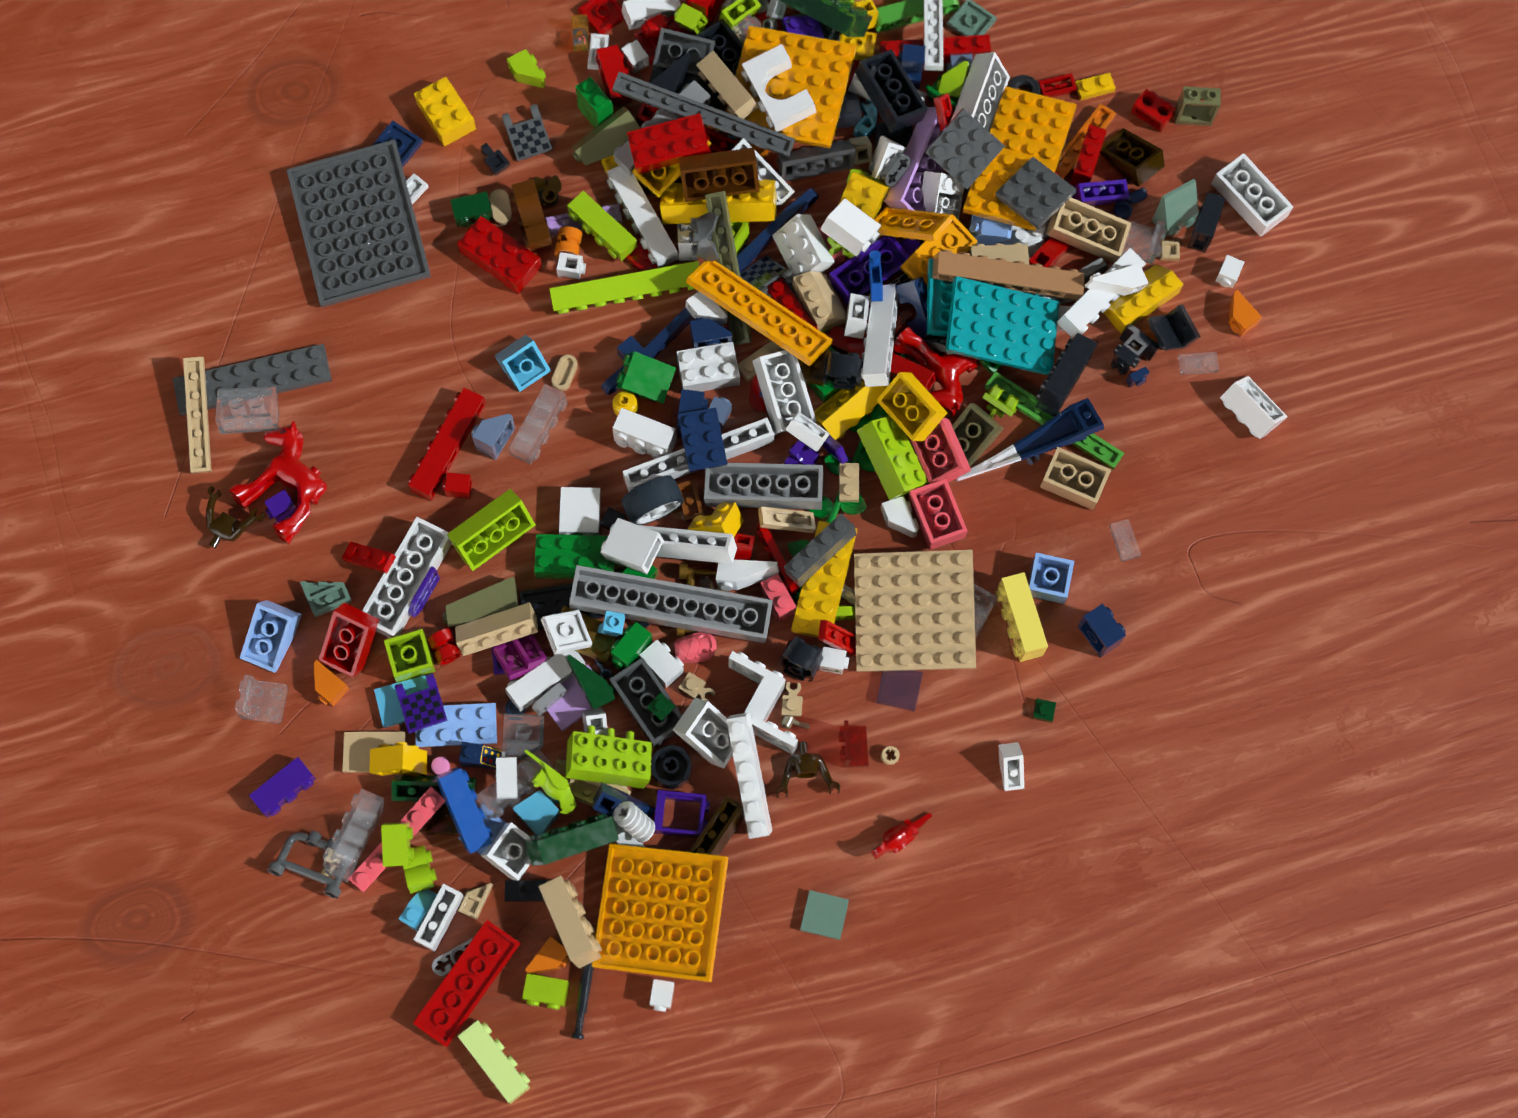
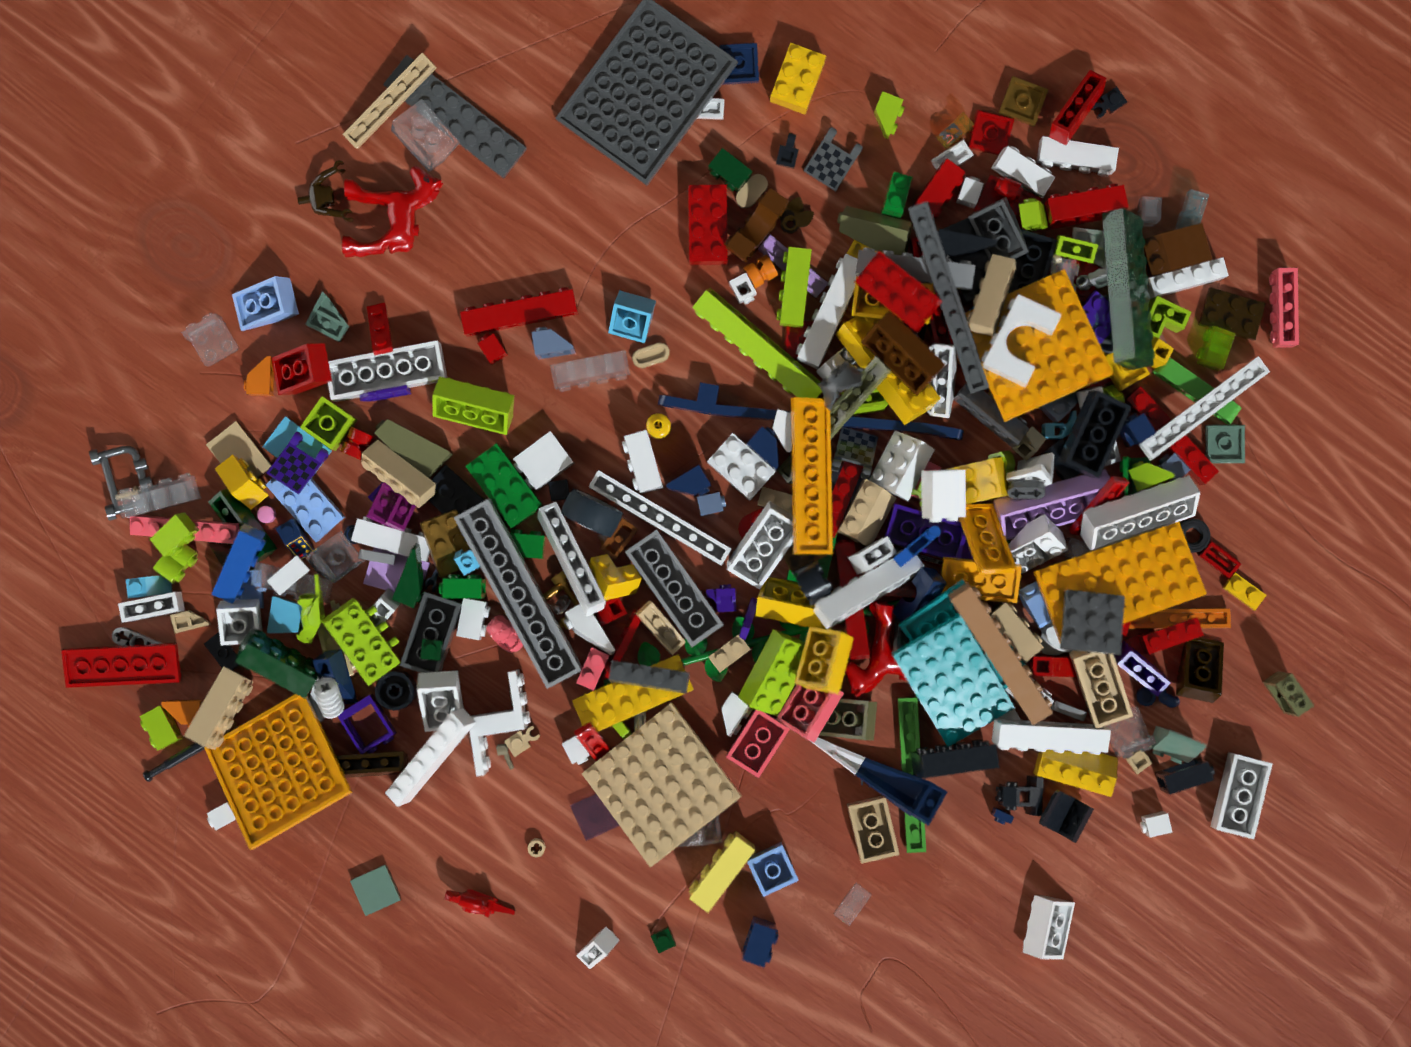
camera: 60 degrees right, 15 degrees up
(280, 506) = (369, 226): dark purple brick -> none
(283, 787) = (159, 411): dark purple brick -> none
(494, 1062) = (82, 730): yellowish green brick -> none
(566, 631) = (433, 531): white tile -> none
(632, 546) = (538, 528): white brick -> none
(645, 377) = (691, 425): green brick -> none
(694, 687) = (475, 656): tan plate -> none
(702, 439) = (669, 514): dark blue plate -> none
(800, 659) = (555, 725): black brick -> none
(805, 766) = (476, 790): dark brown piece -> none
(807, 431) = (743, 590): white slope -> none
(854, 749) = (522, 816): clear red bracket -> none
(964, 148) = (1085, 536): dark grey plate -> none
(1008, 406) = (890, 722): lime hips -> none
(1121, 281) = (1071, 749): white slope -> none
(1150, 113) = (1253, 657): red brick -> none
(1198, 363) = (1054, 854): clear plate -> none
(1242, 314) = (1124, 861): orange slope -> none

